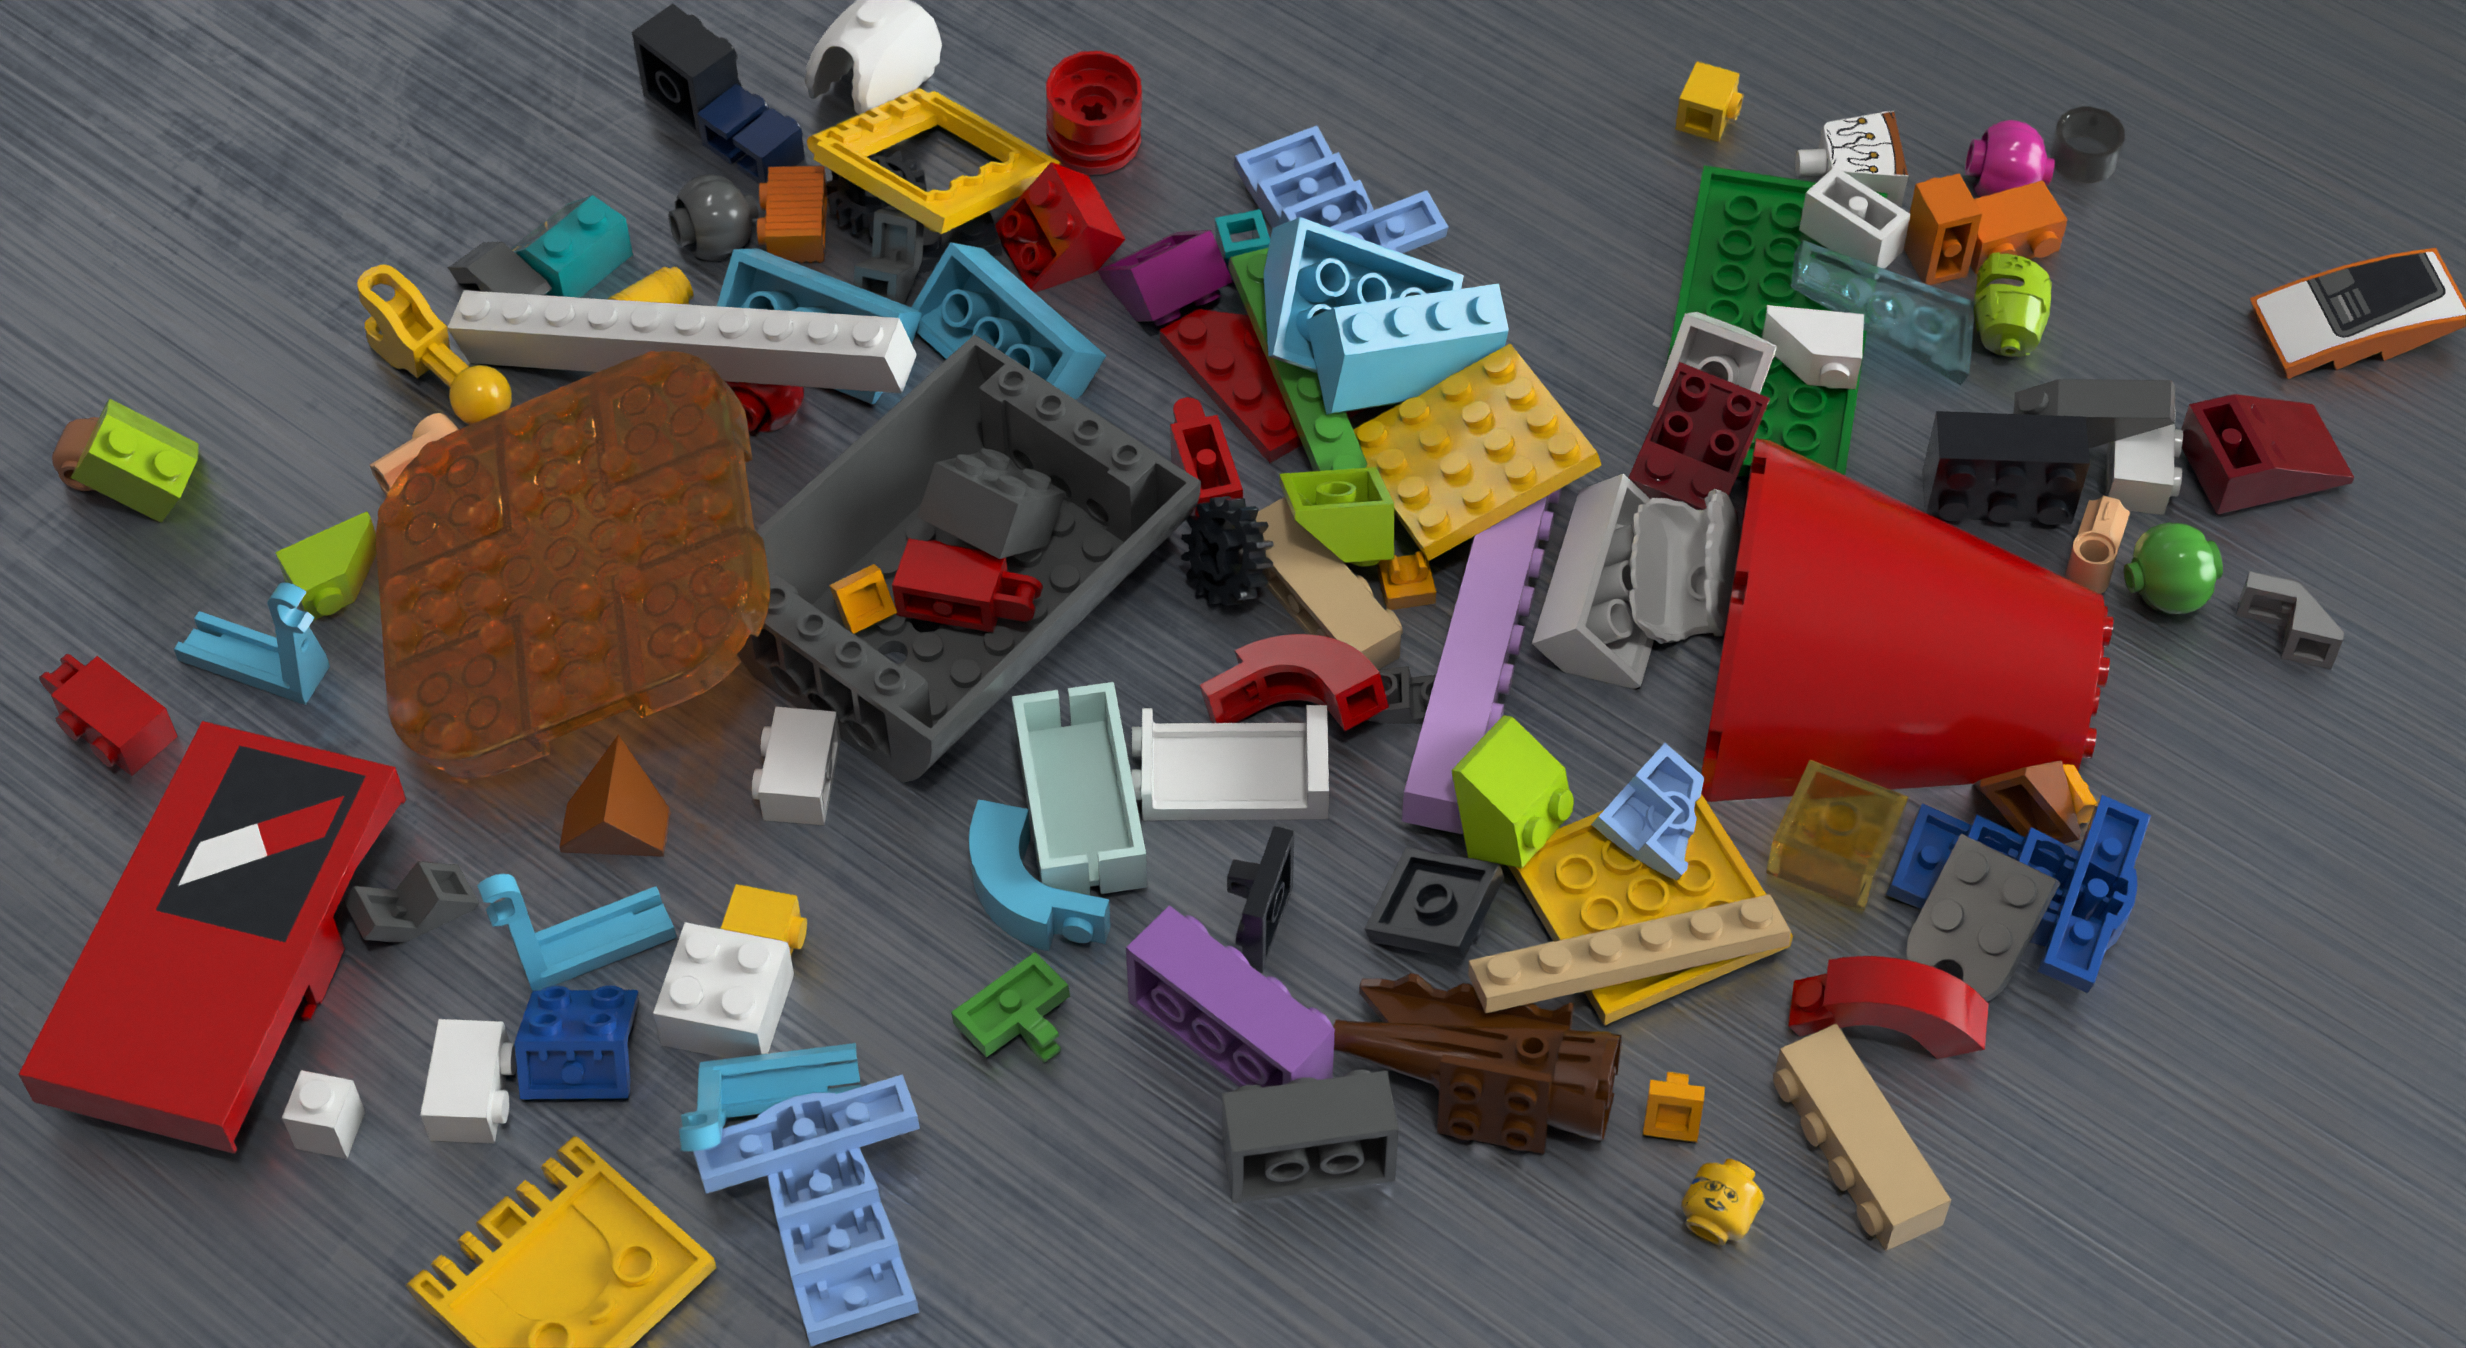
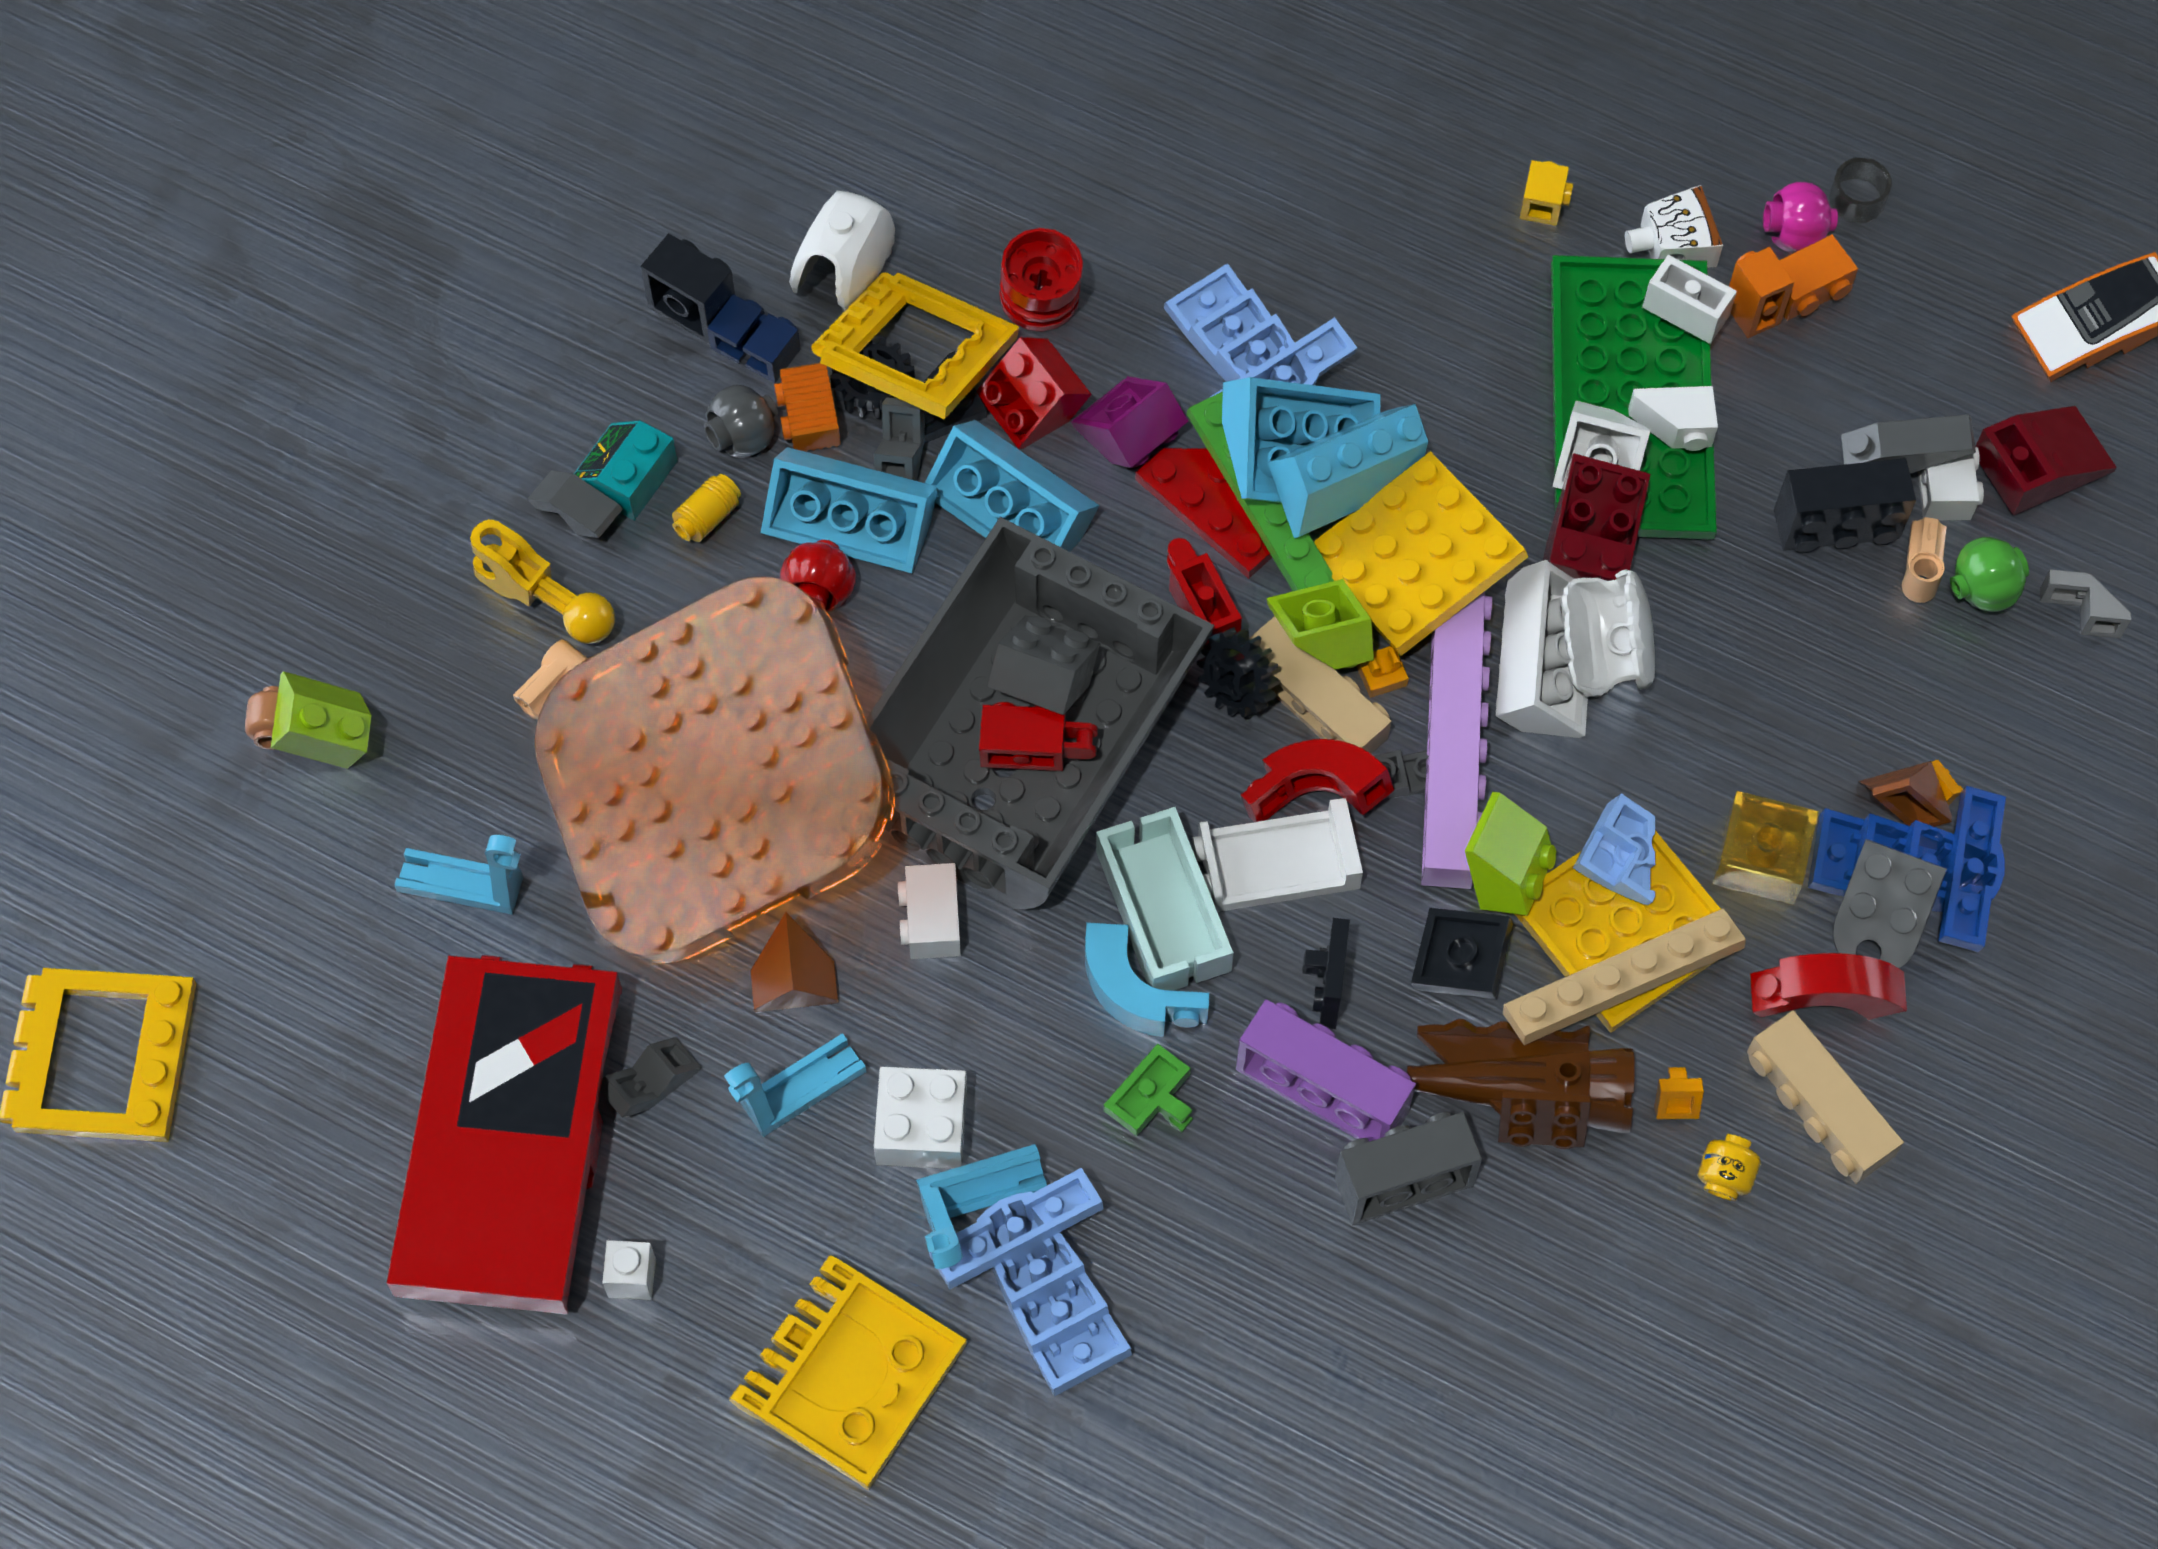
camera: 10 degrees left, 10 degrees up
(109, 713) = (355, 950): red brick -> none
(331, 565) = (503, 792): lime slope -> none
(468, 1081) = (735, 1224): white brick -> none
(575, 1043) = (812, 1175): blue bracket -> none
(736, 342) = (753, 550): white brick -> none
(766, 915) = (939, 1049): yellow brick -> none
(863, 598) = (954, 760): light orange tile -> none
(1240, 223) = (1193, 391): teal brick -> none
(1891, 645) = (1783, 676): red cone -> none
(1899, 310) = (1738, 371): clear light blue wing -> none
(2011, 315) = (1824, 365): lime helmet -> none

